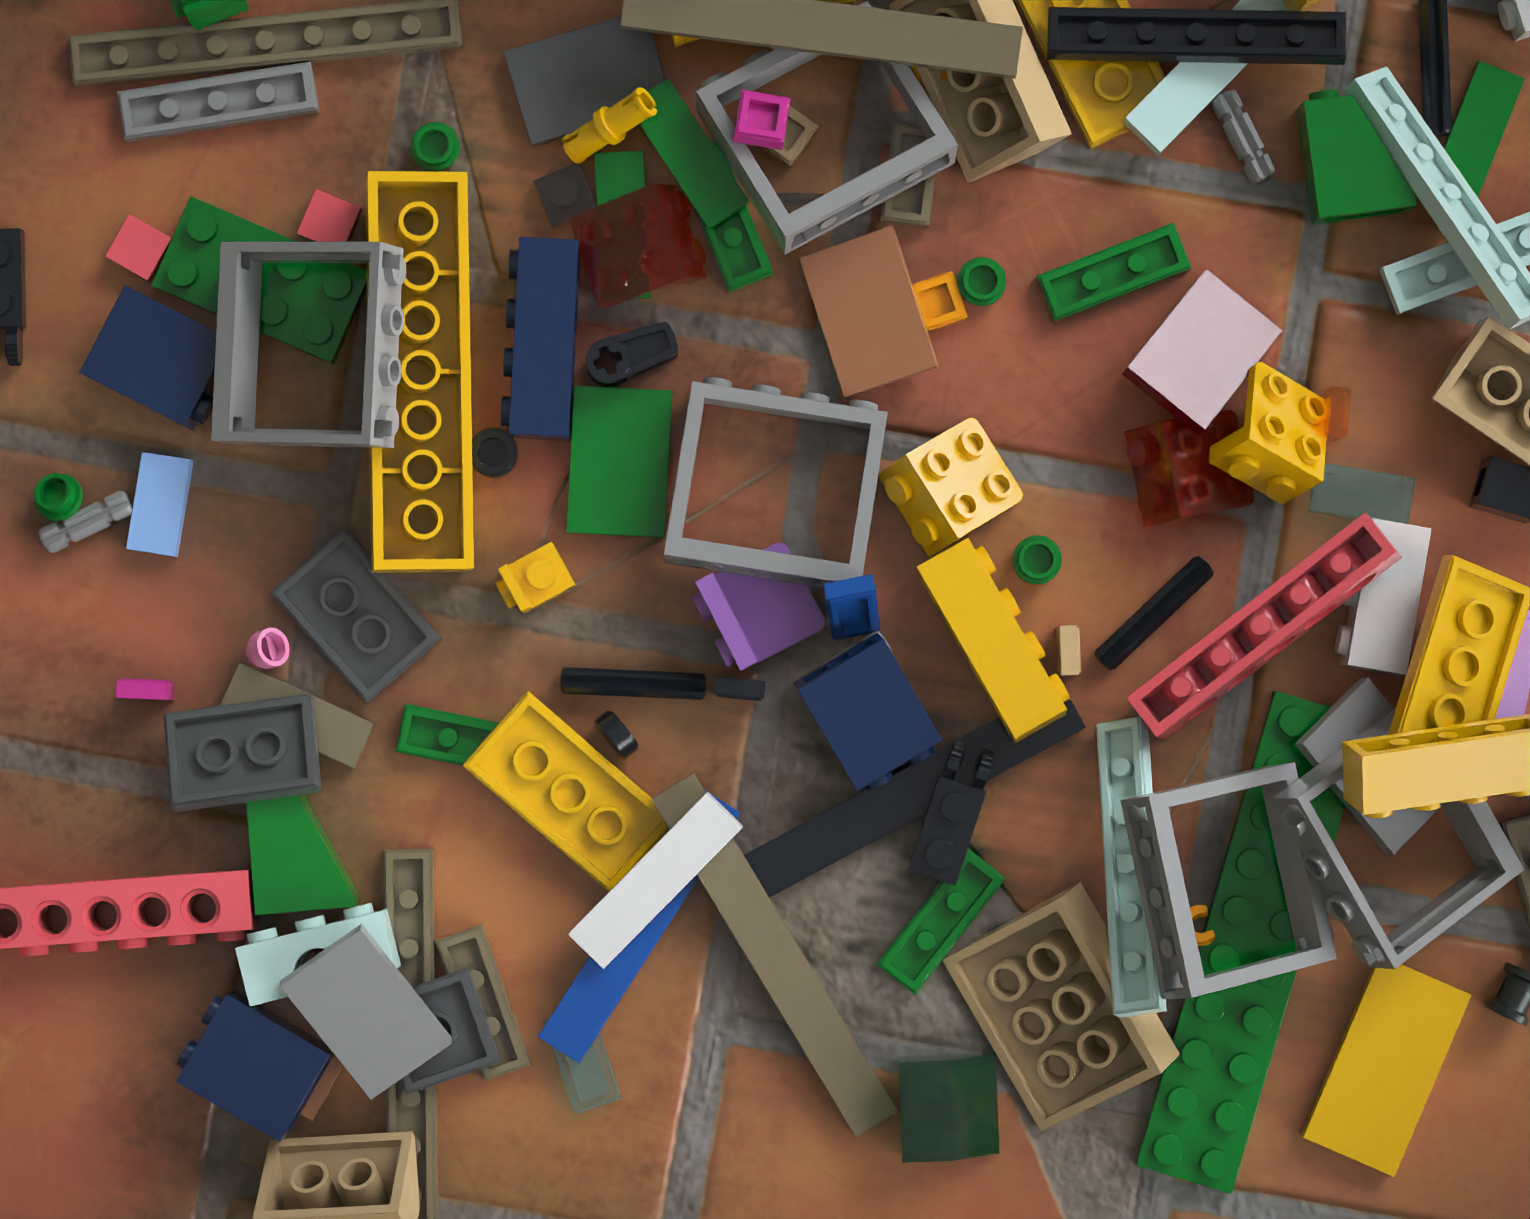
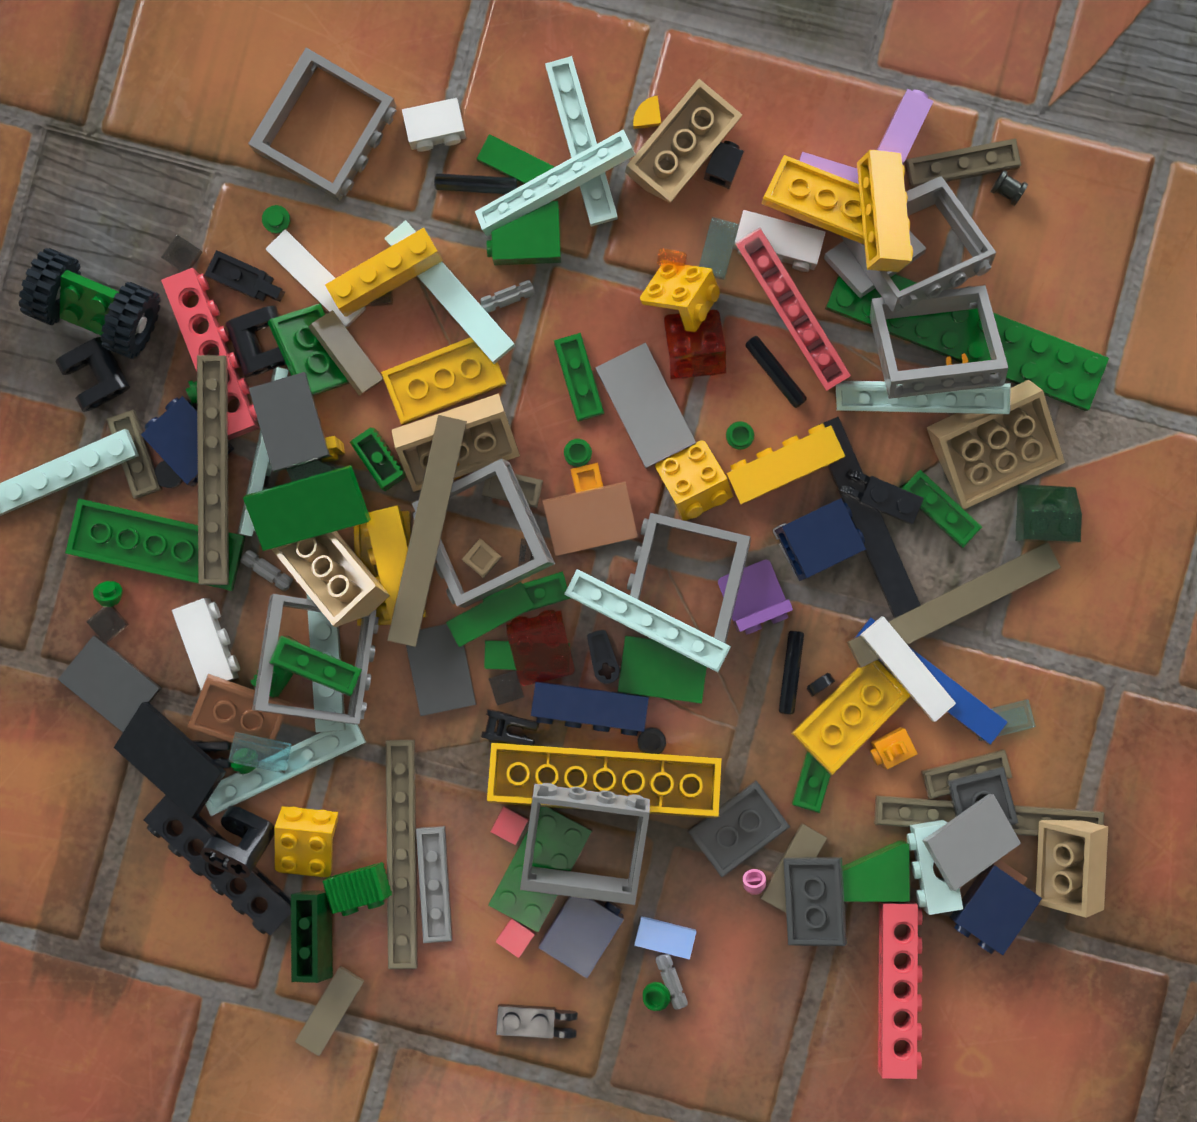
camera: 85 degrees left, 0 degrees up
(145, 689) = (772, 954): dark pink tile -> none
(435, 146) = (471, 760): green plate -> none
(484, 194) = (505, 721): none -> black piece
(515, 867) = (892, 748): none -> light orange brick
(534, 579) = (726, 724): yellow bracket -> none
(609, 125) = (470, 658): yellow pin -> none
(700, 421) = (647, 620): none -> light aqua tile
(739, 688) = (800, 611): black tile -> none
(761, 119) = (477, 569): dark pink tile -> none
(852, 607) = (760, 542): blue tile -> none
(1065, 394) = (645, 405): none -> light grey tile
(1068, 650) = (794, 422): tan tile -> none
(1196, 36) = (449, 317): black tile -> none
(1202, 352) = (631, 330): tile -> none
(1386, 1066) = (1044, 264): yellow tile -> none

